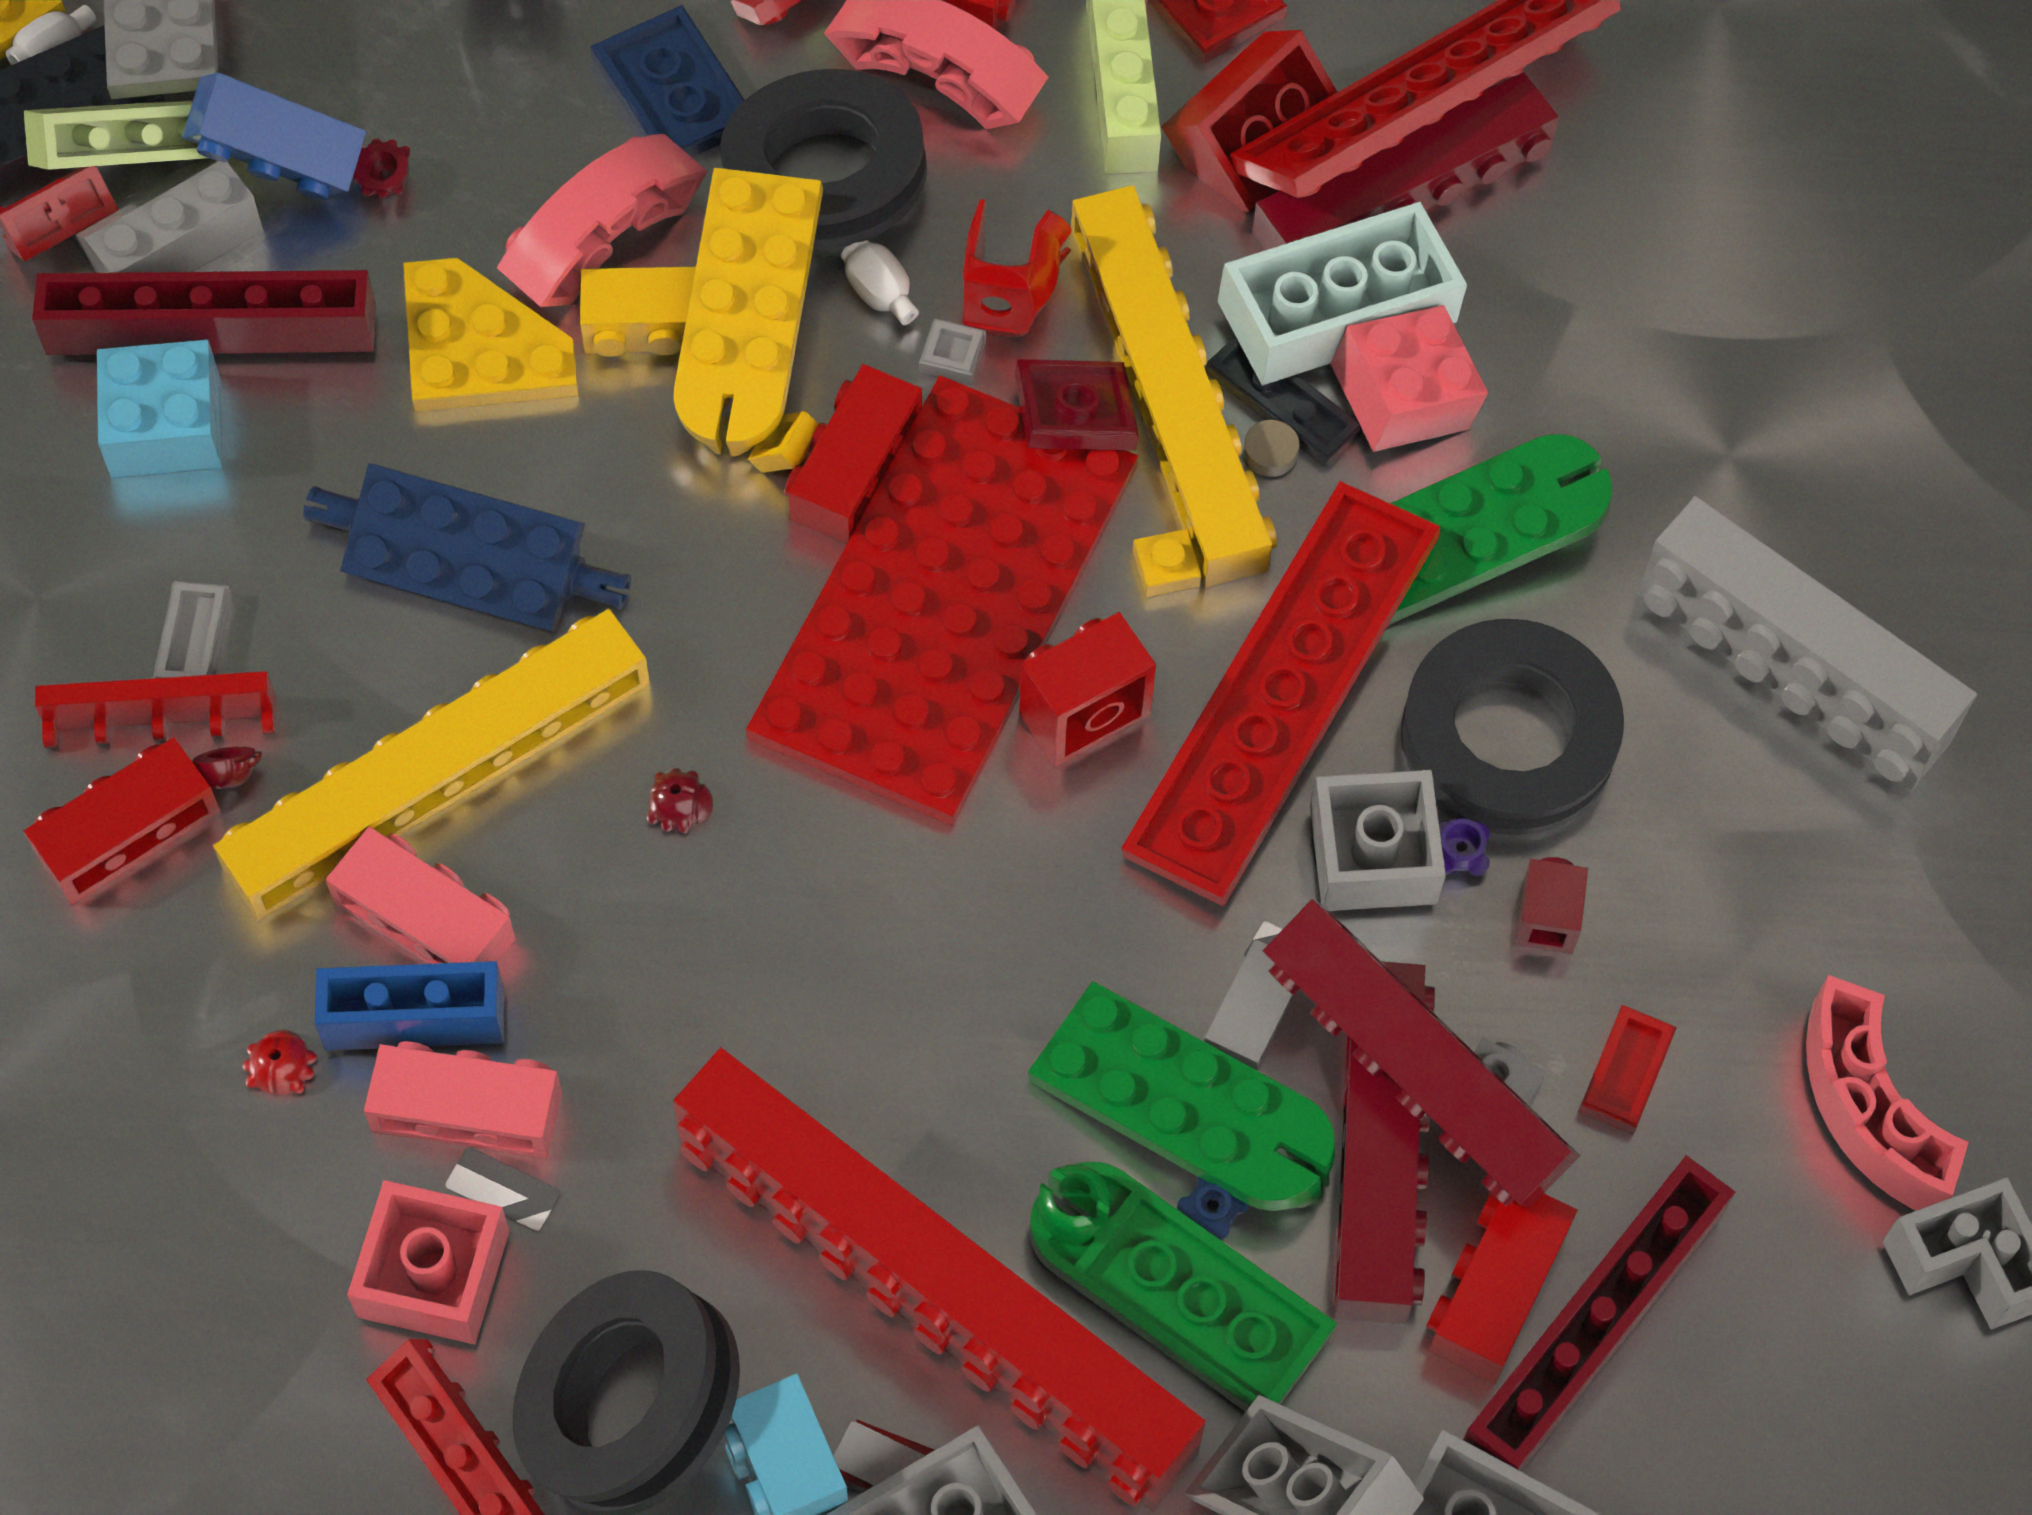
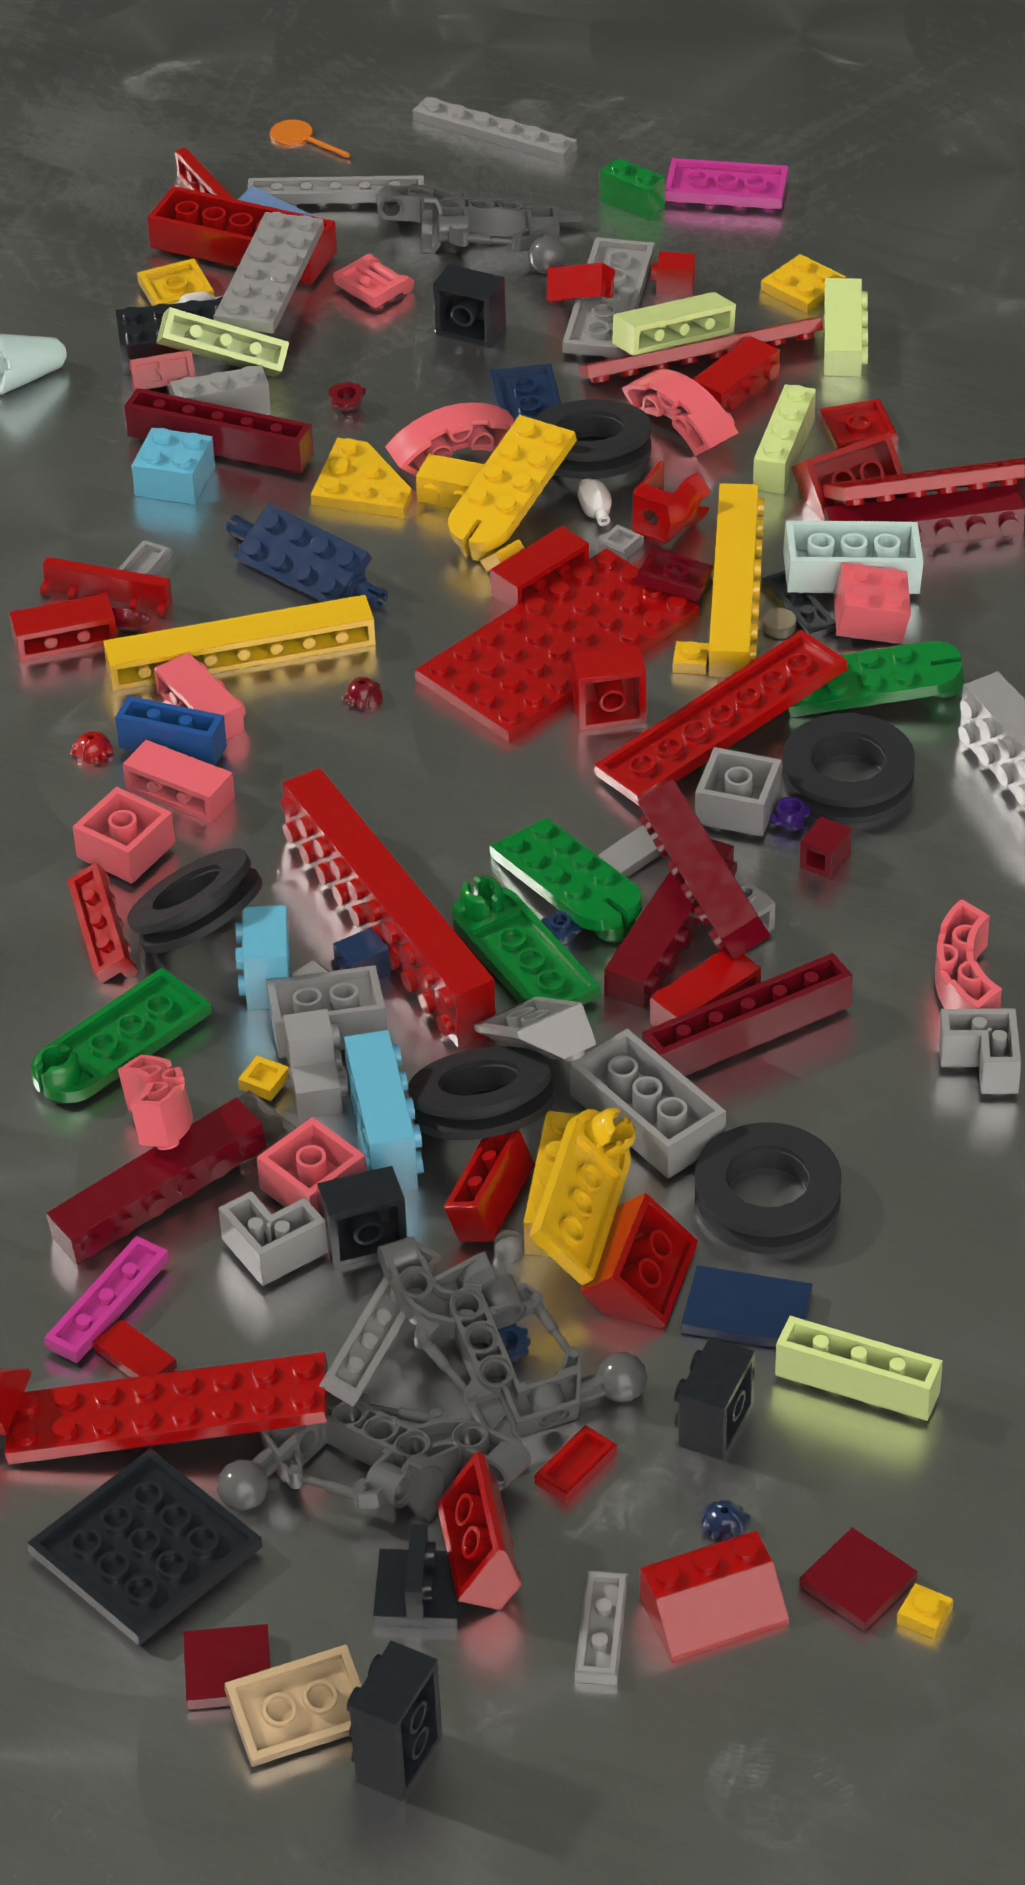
camera: 25 degrees right, 20 degrees down
(273, 136) = (292, 359): blue brick -> none
(499, 1184) = (186, 831): sticker -> none
(929, 1393) = (361, 951): none -> dark blue brick
(1627, 1069) = (832, 931): red tile -> none

